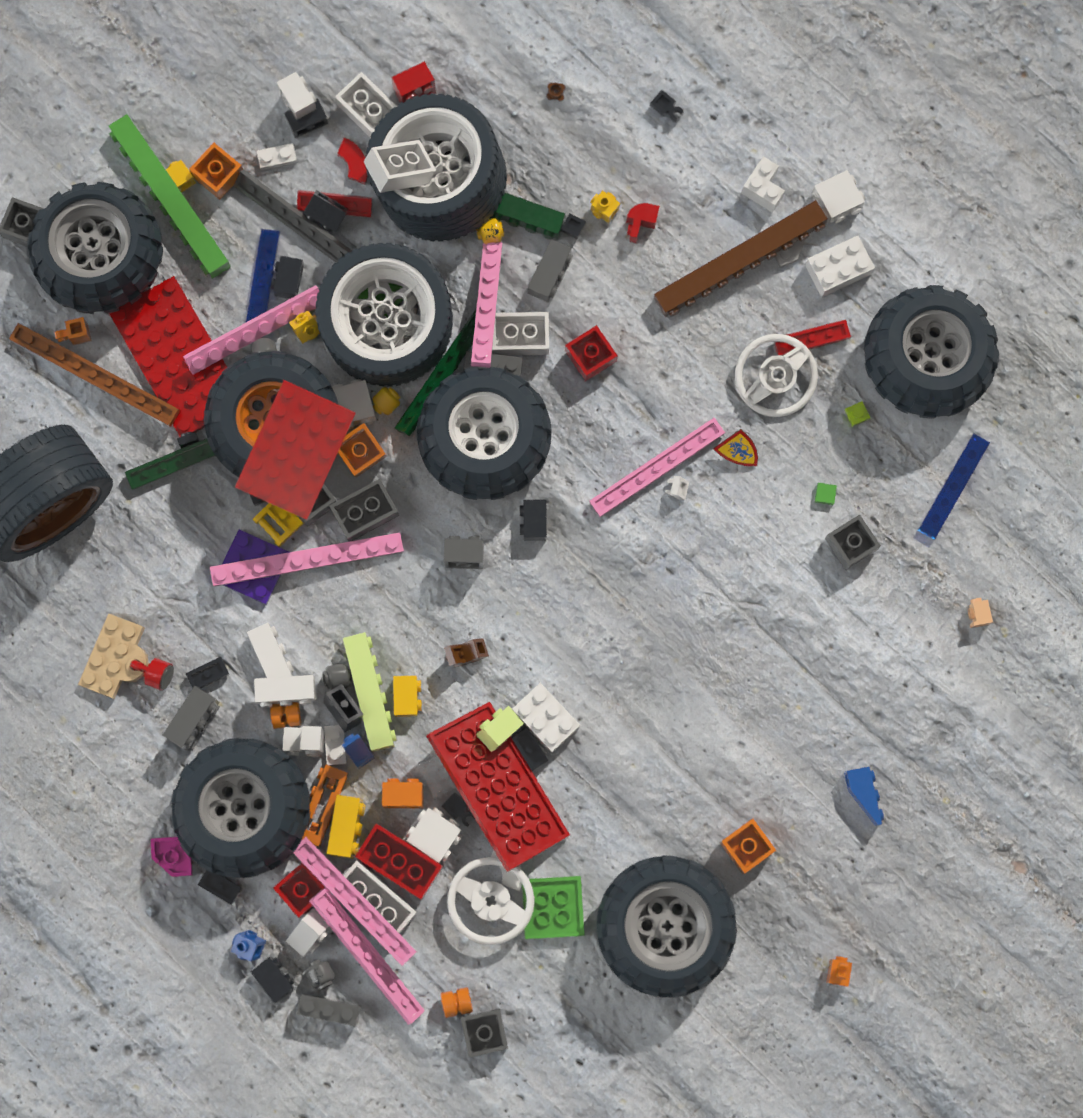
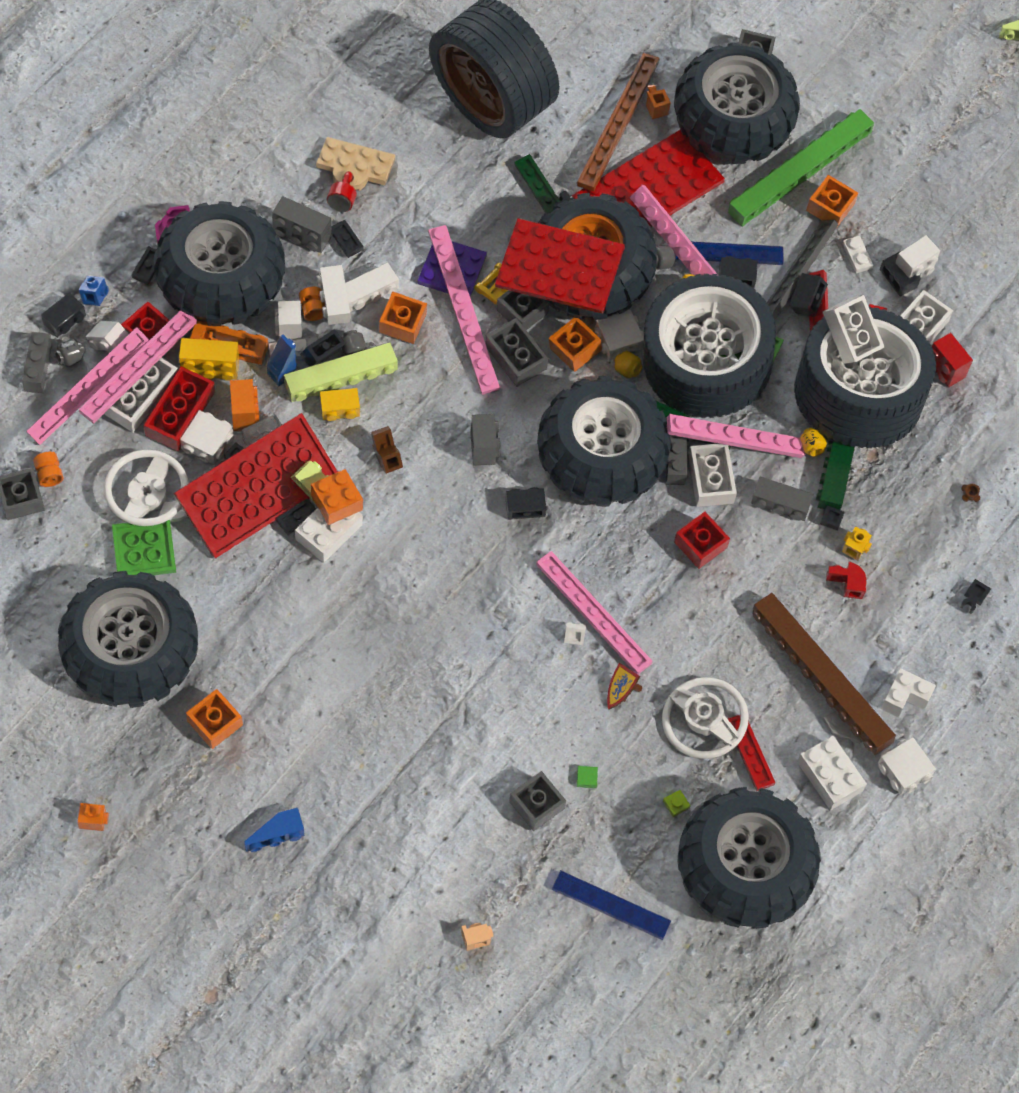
camera: 80 degrees right, 15 degrees down
(180, 175) = (820, 172): yellow brick -> none
(312, 622) = (403, 317): none -> orange brick
(526, 705) = (336, 497): none -> orange brick

